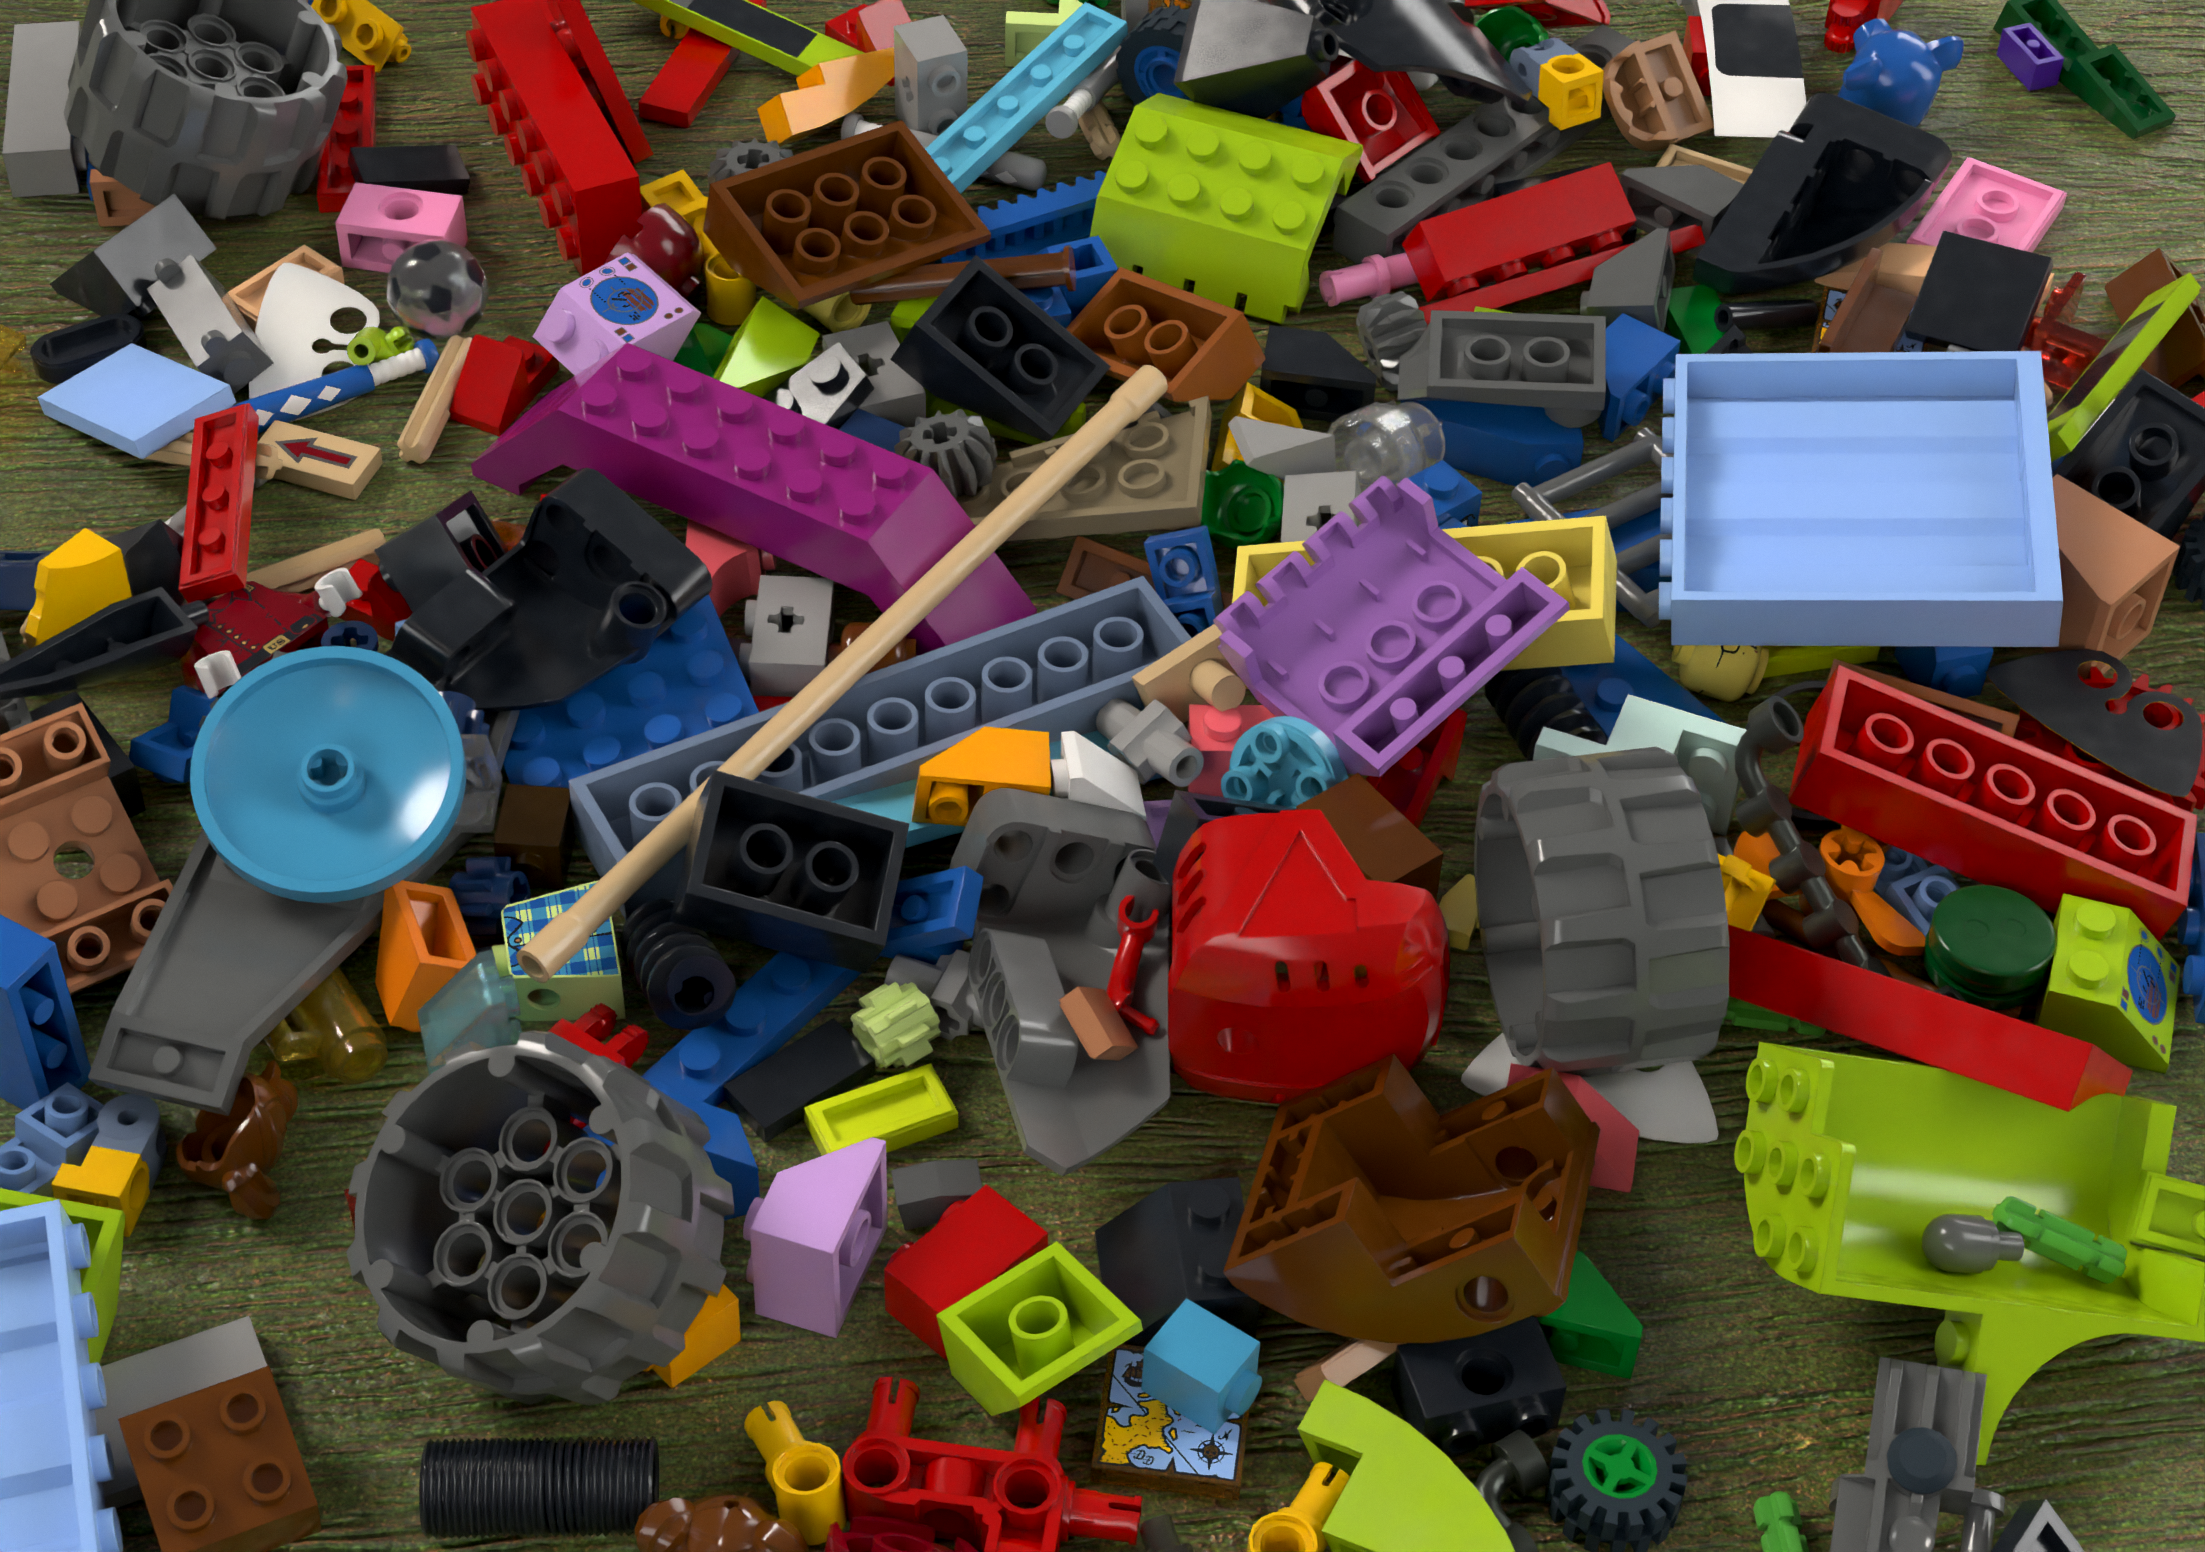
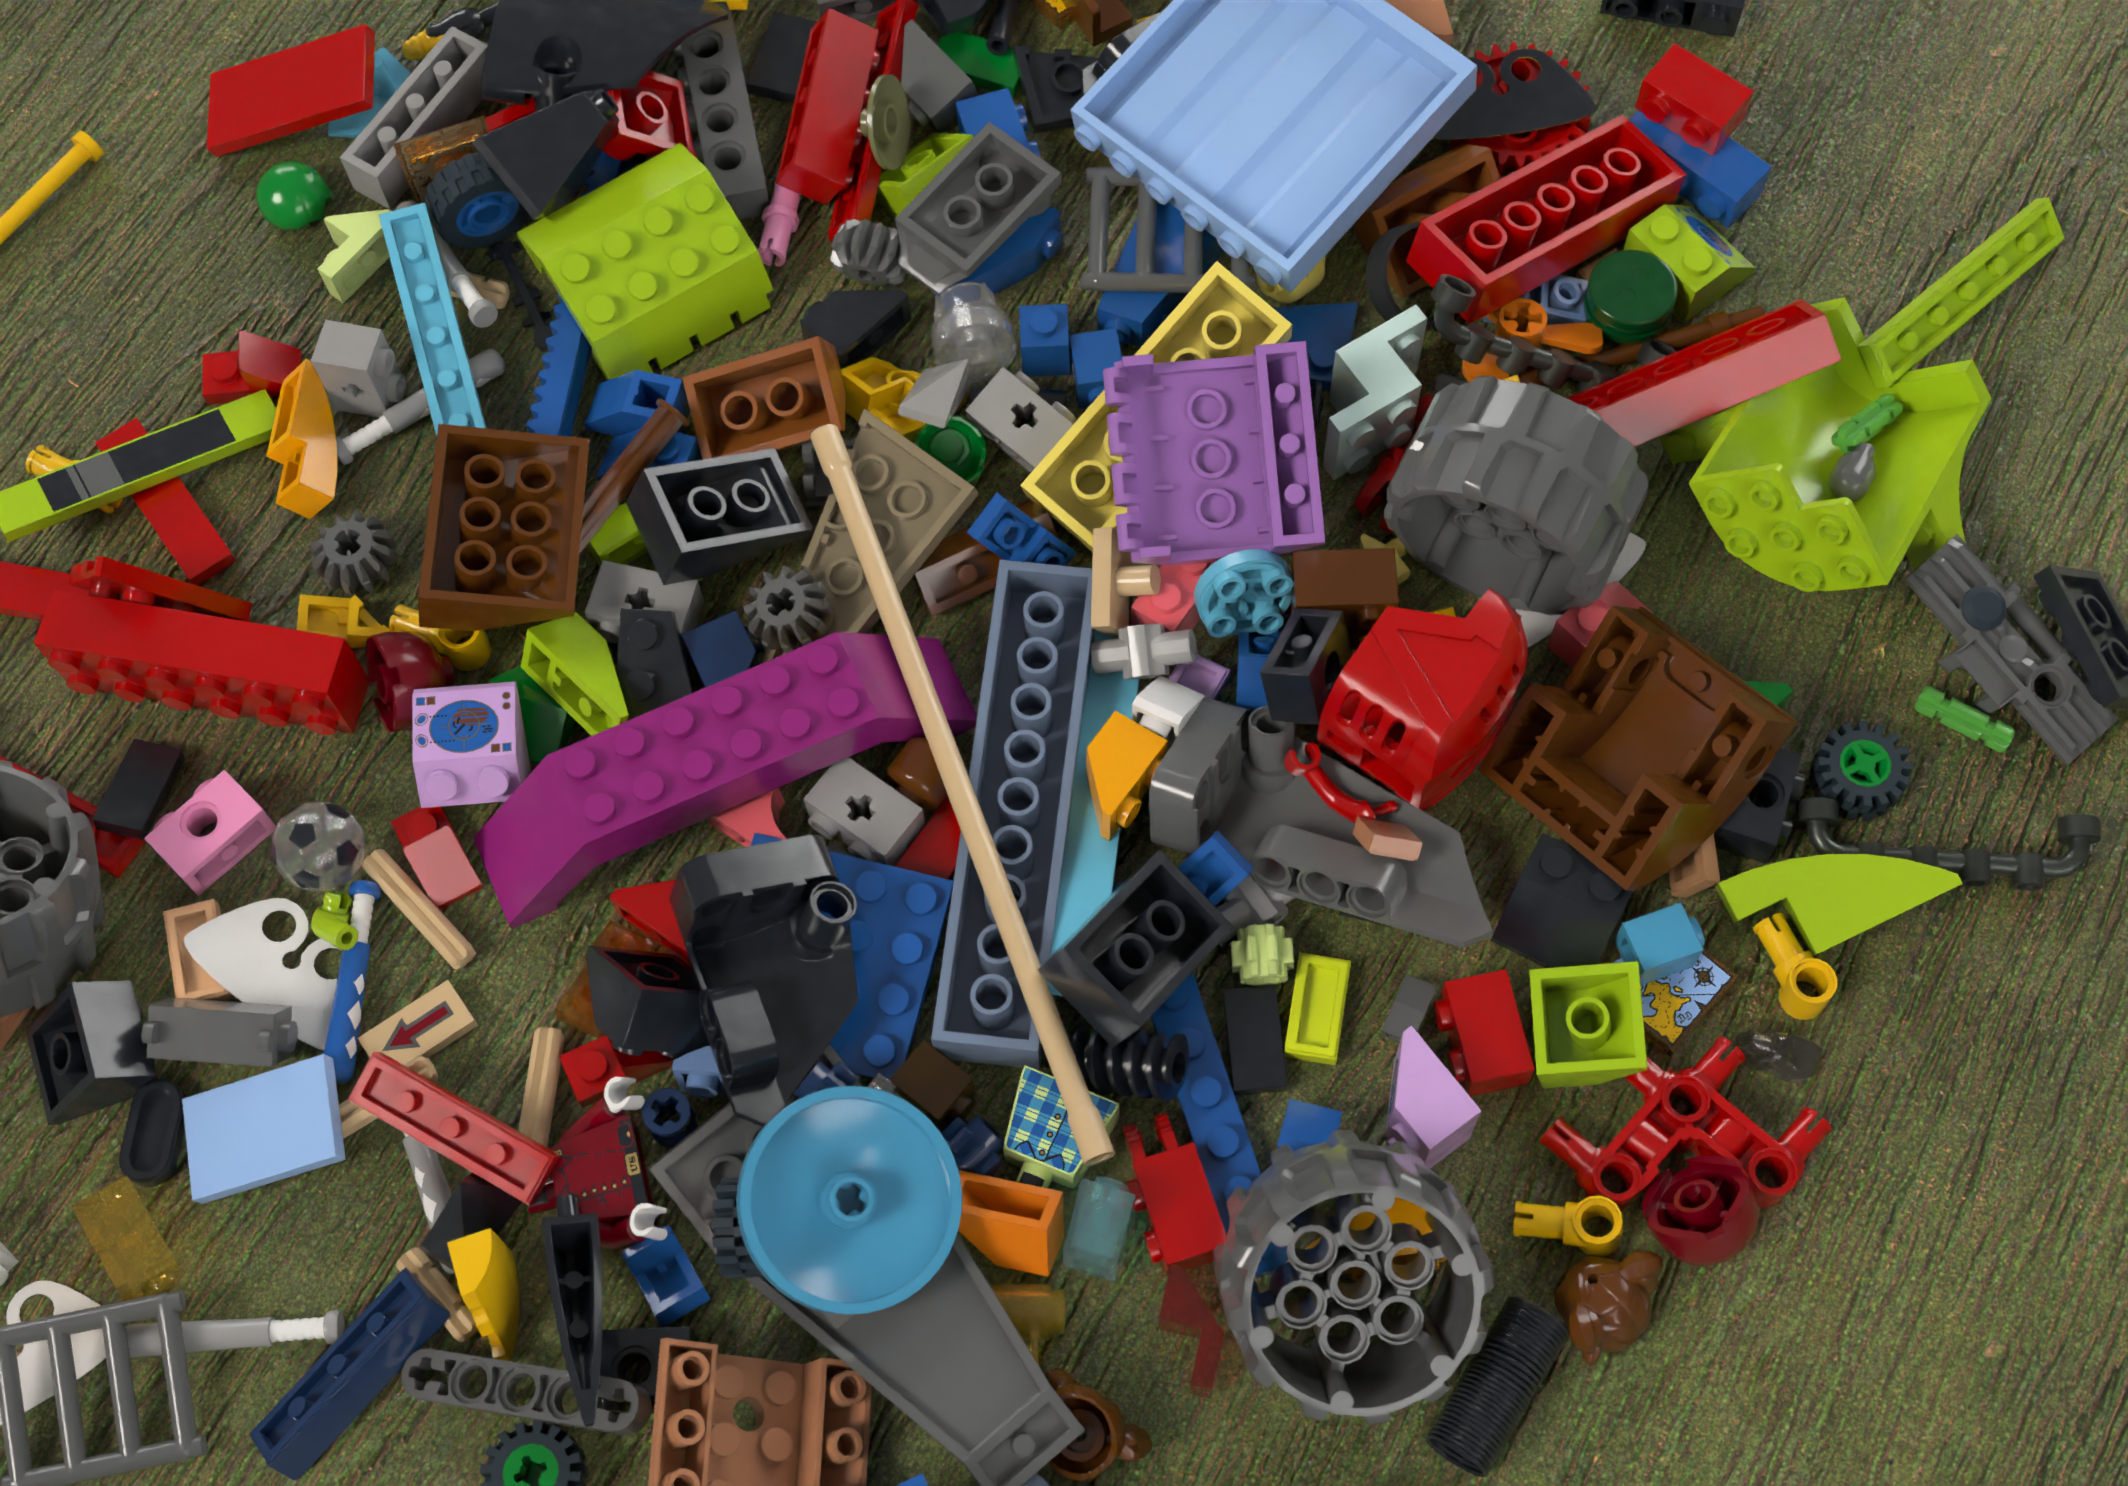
camera: 50 degrees left, 20 degrees up
(1556, 275) = (887, 122): none -> olive dish

